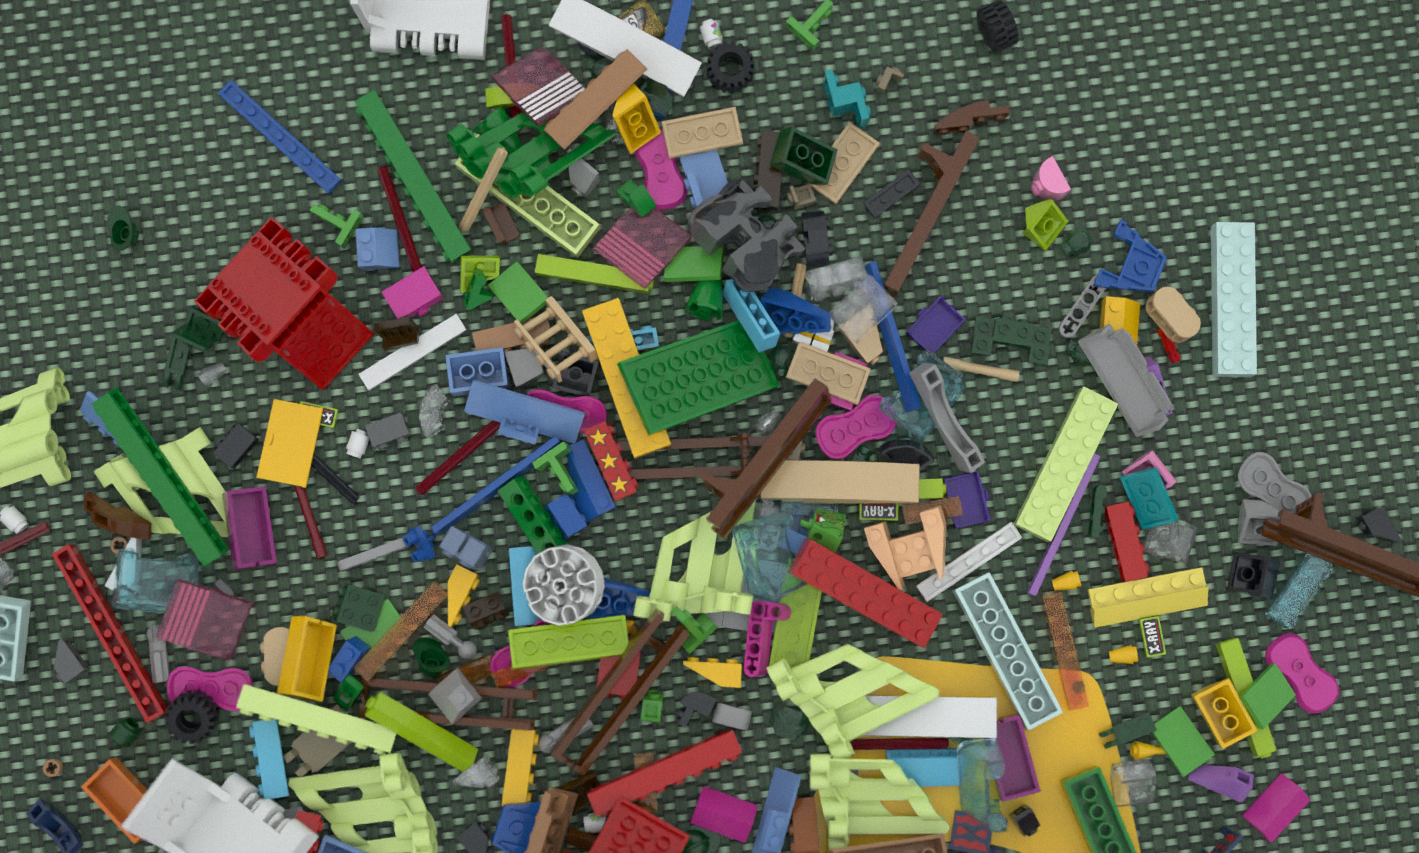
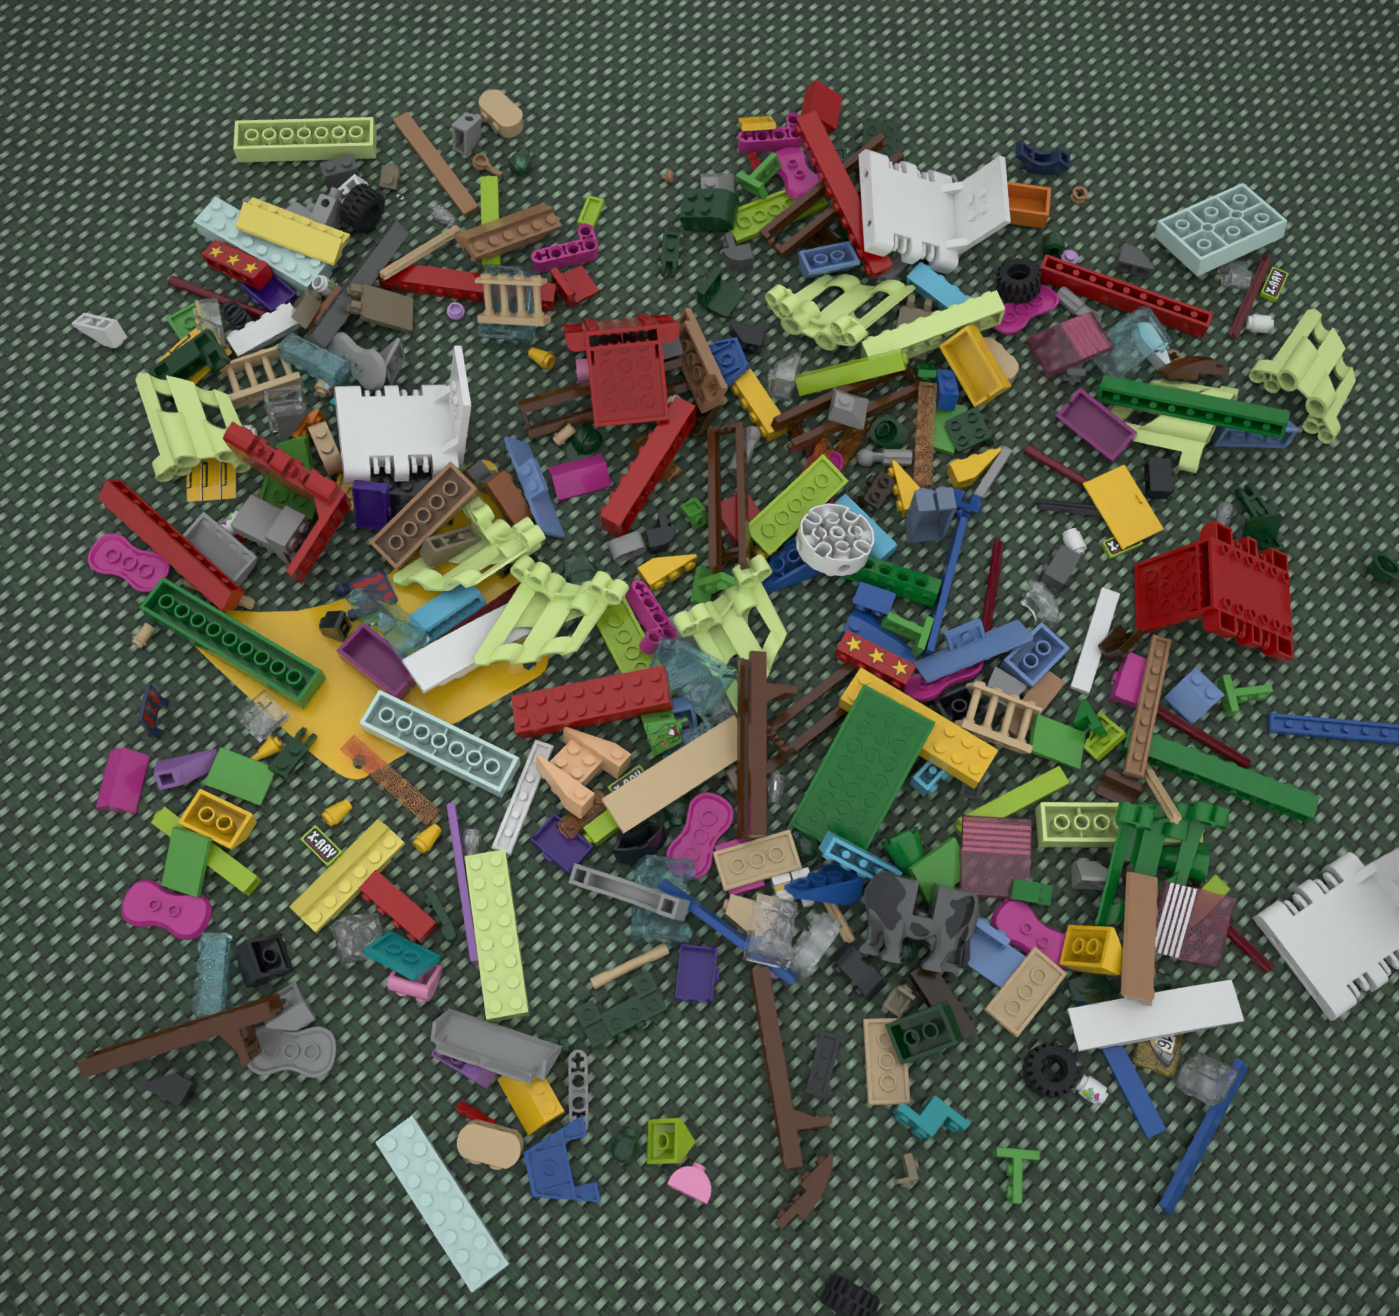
camera: 140 degrees right, 15 degrees down
(120, 709) = (1070, 256): none -> lavender plate
(389, 571) = (968, 470): none -> yellow slope
(423, 266) = (1147, 707): none -> medium nougat tile
(883, 823) = (447, 545): none -> dark tan slope
(1035, 553) = (471, 841): none -> clear cone

